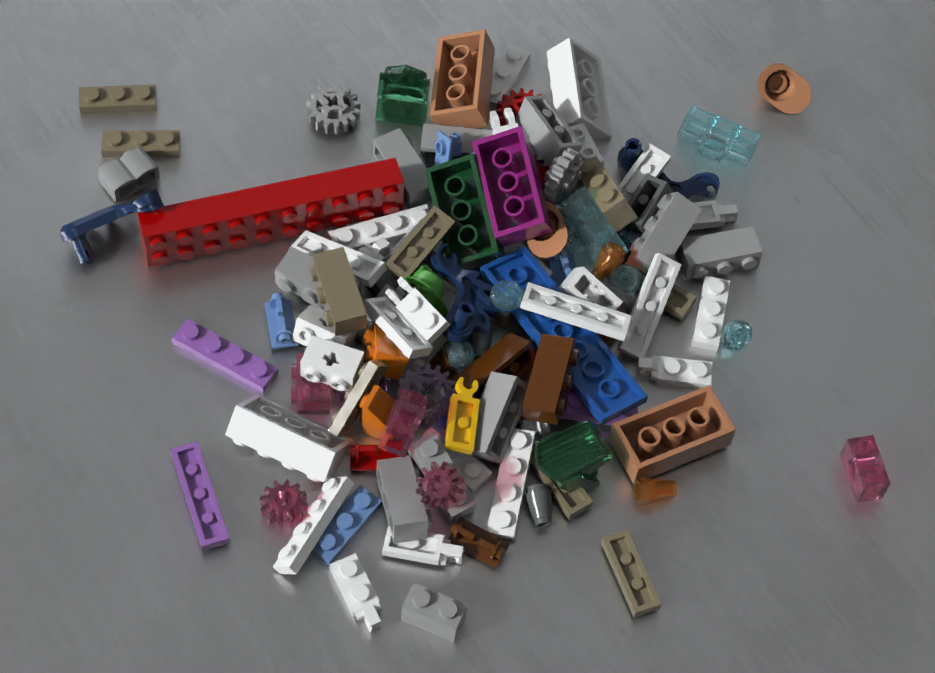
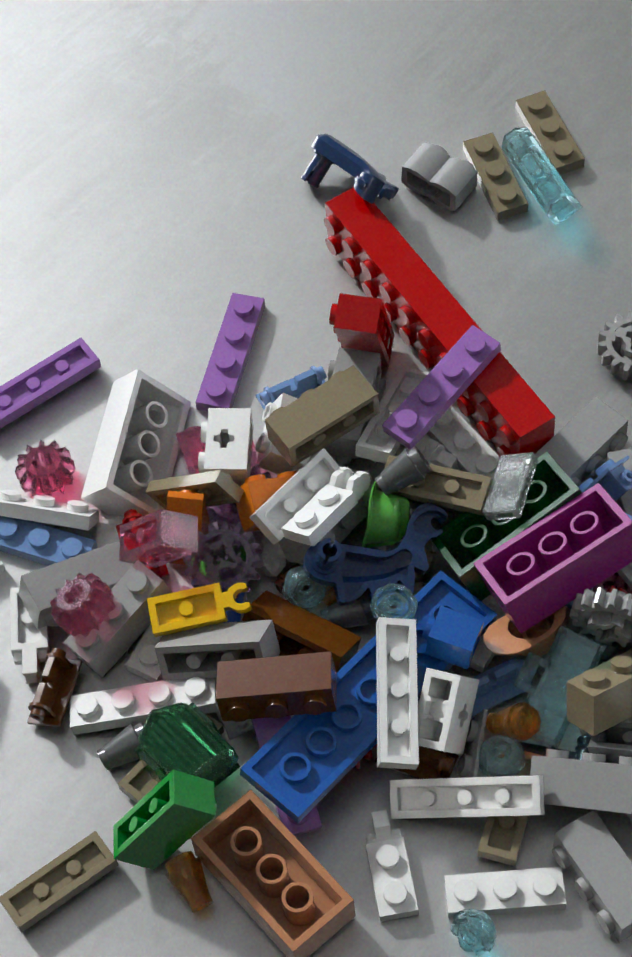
camera: 85 degrees right, 0 degrees up
(161, 113) = (540, 175): none -> clear light blue piece
(275, 244) = (363, 325): none -> red brick
(345, 213) = (441, 387): none -> medium lavender plate
(409, 253) = (403, 471): none -> dark grey cone
(446, 198) = (510, 486): none -> clear plate
(543, 267) = (452, 637): none -> blue brick
(622, 479) = (164, 820): none -> green brick

